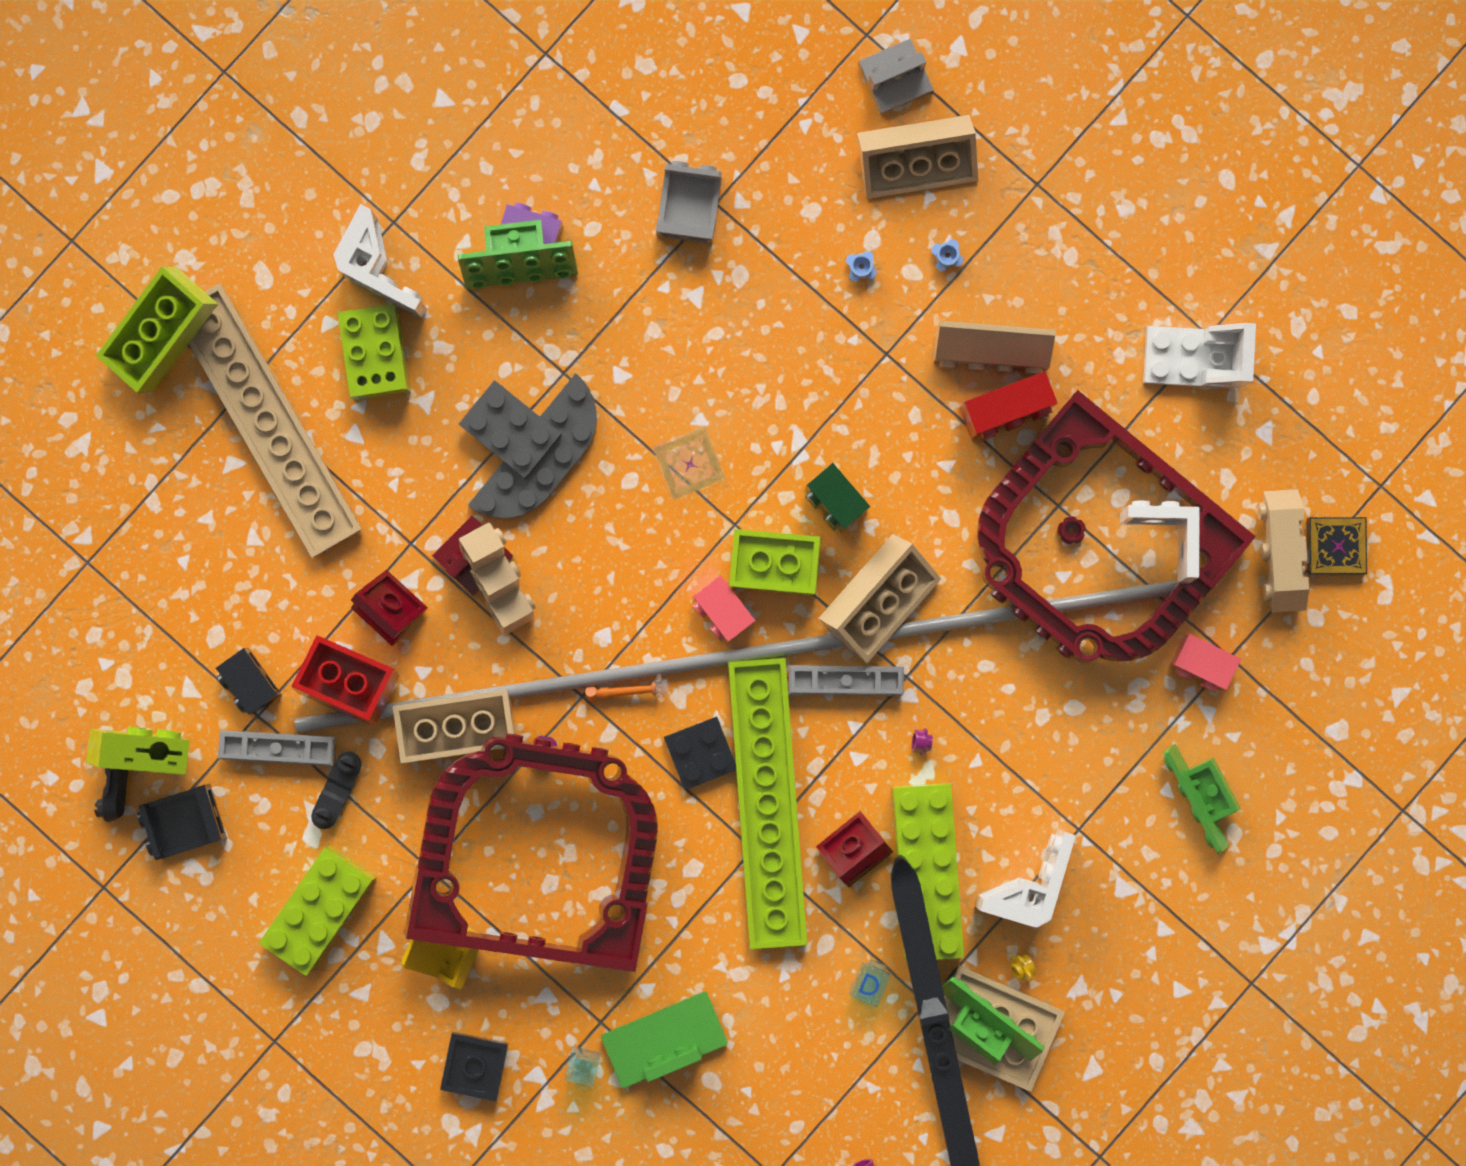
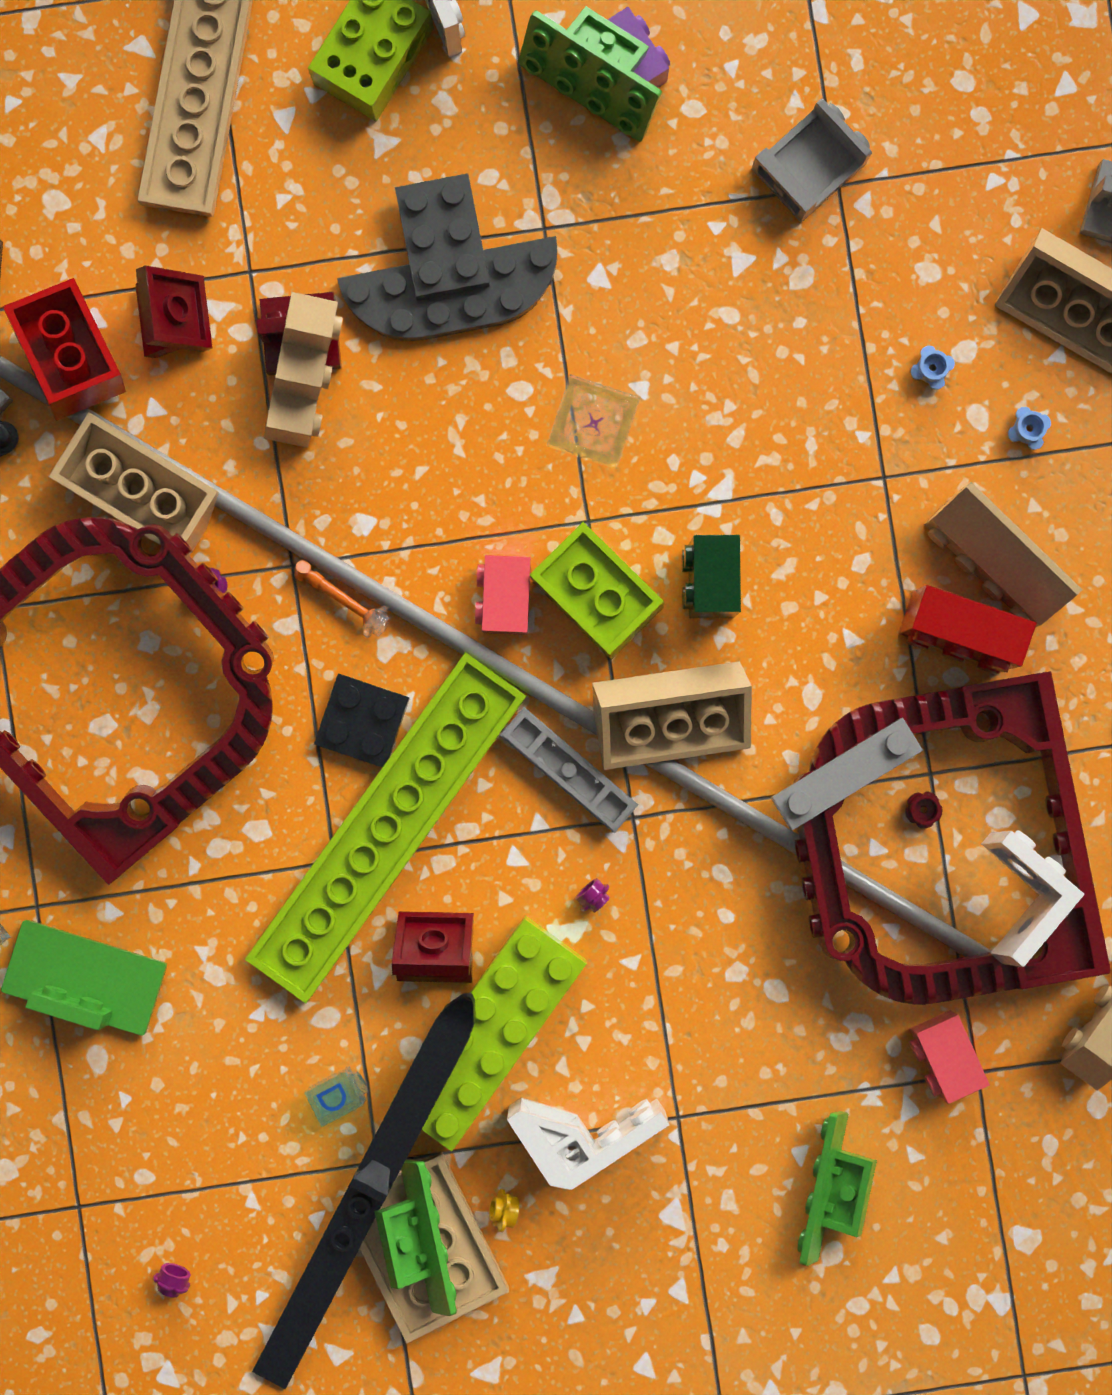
camera: 45 degrees right, 0 degrees up
(1009, 548) = (846, 774): none -> light grey plate

